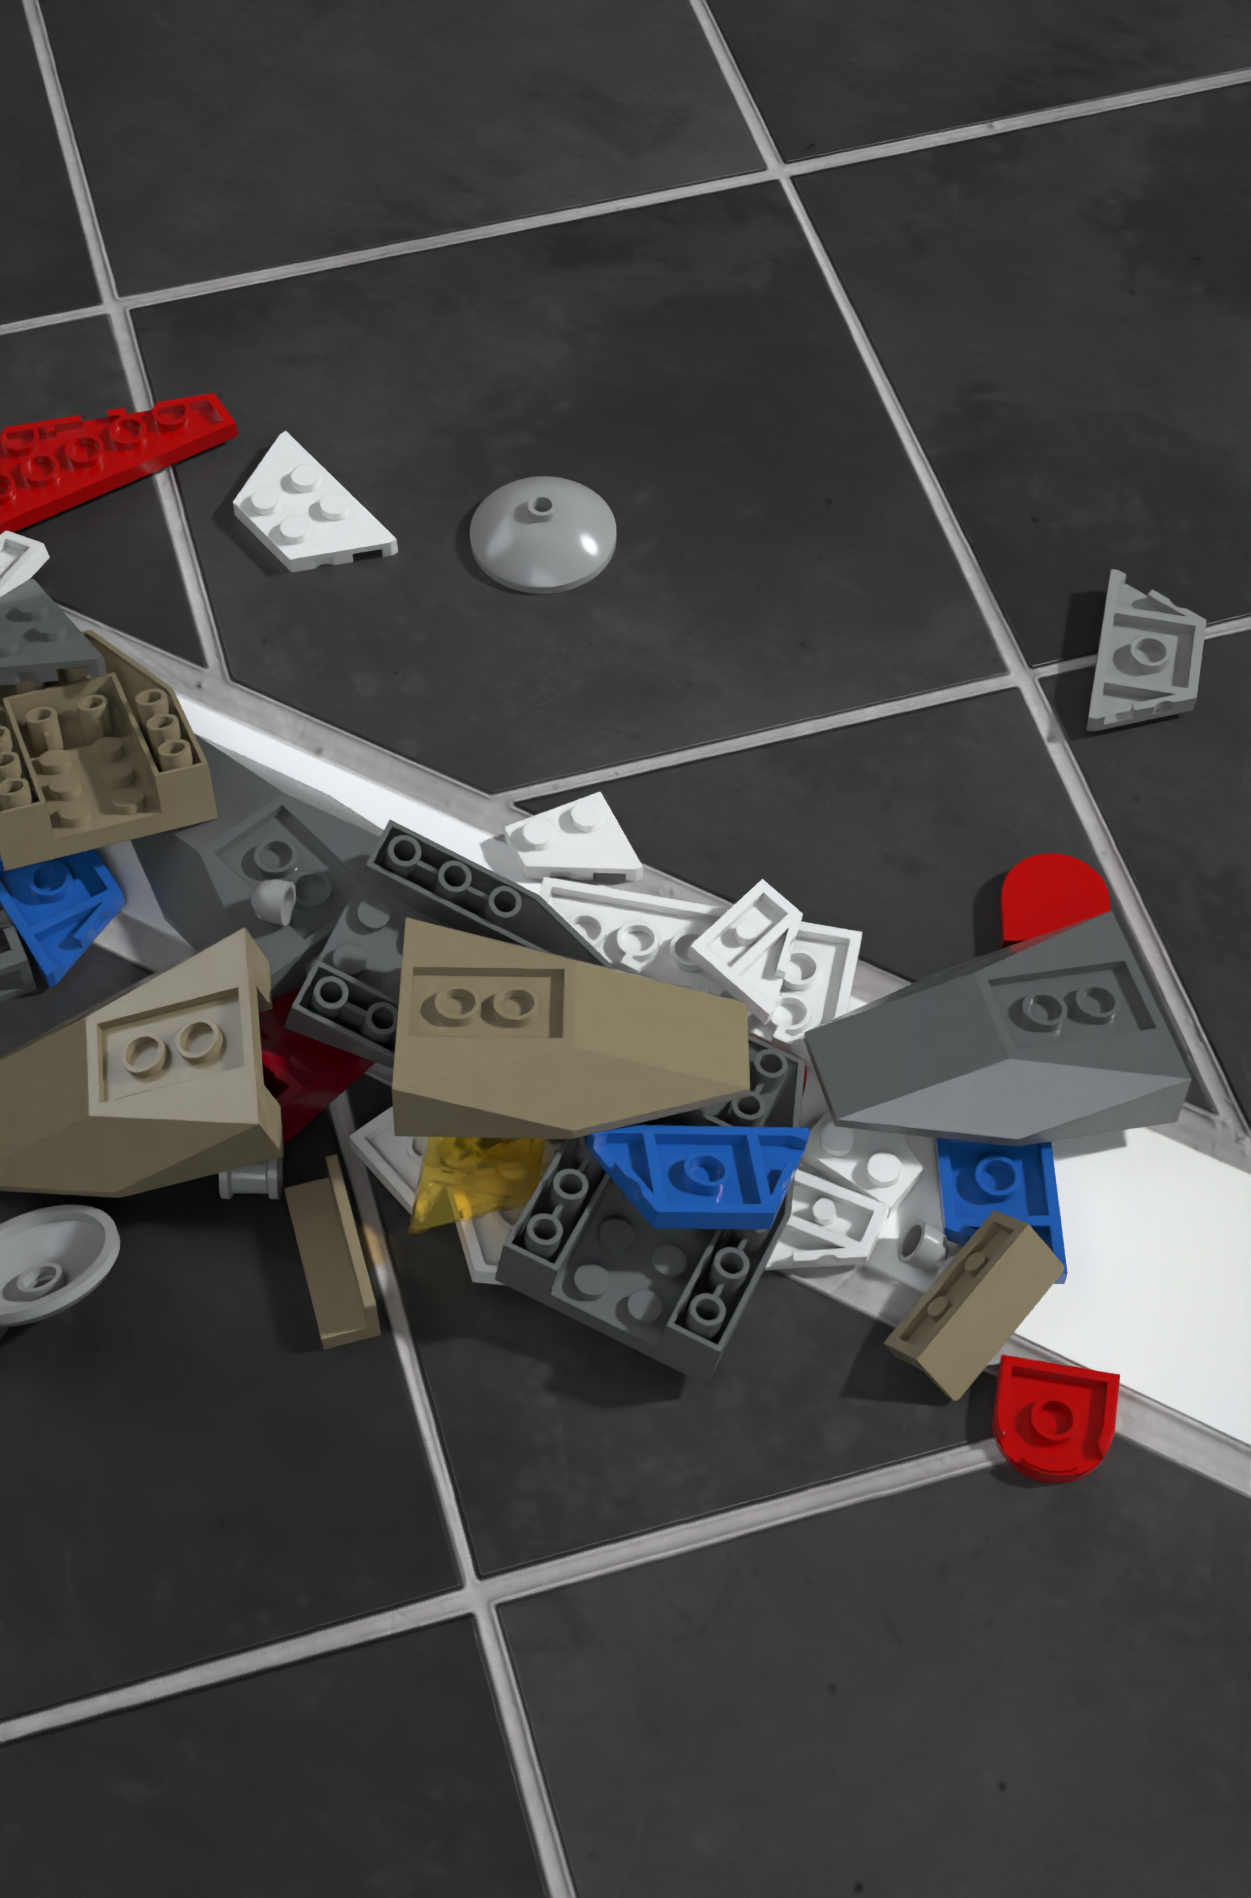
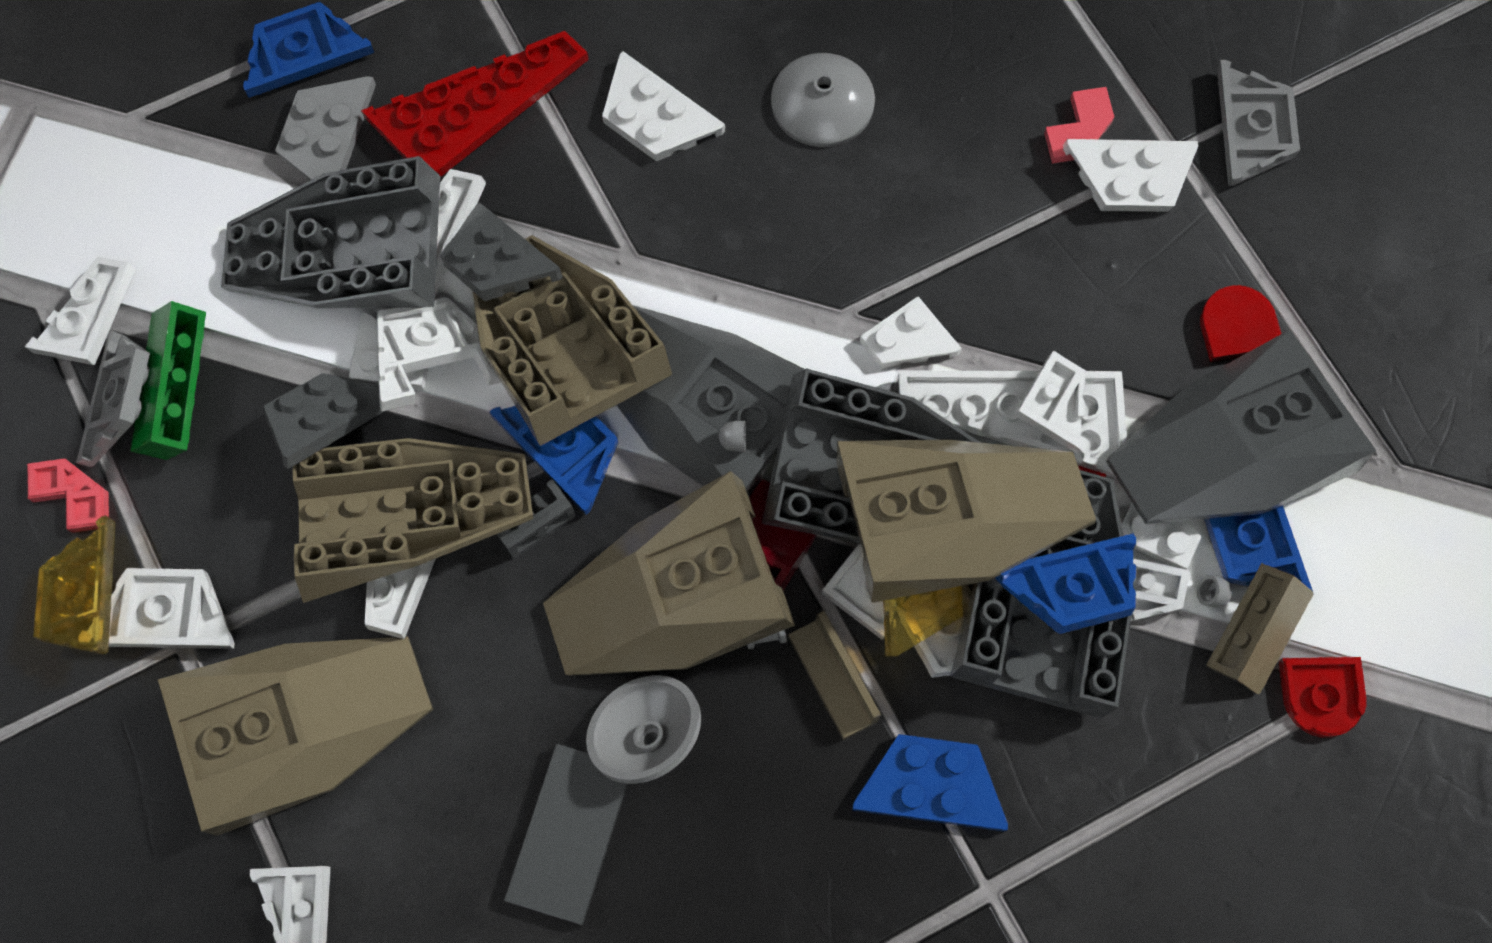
camera: 10 degrees left, 15 degrees up
(432, 1429) = (933, 784): none -> blue wing
(885, 638) = (1092, 116): none -> coral tile
(949, 688) = (1133, 172): none -> white wing

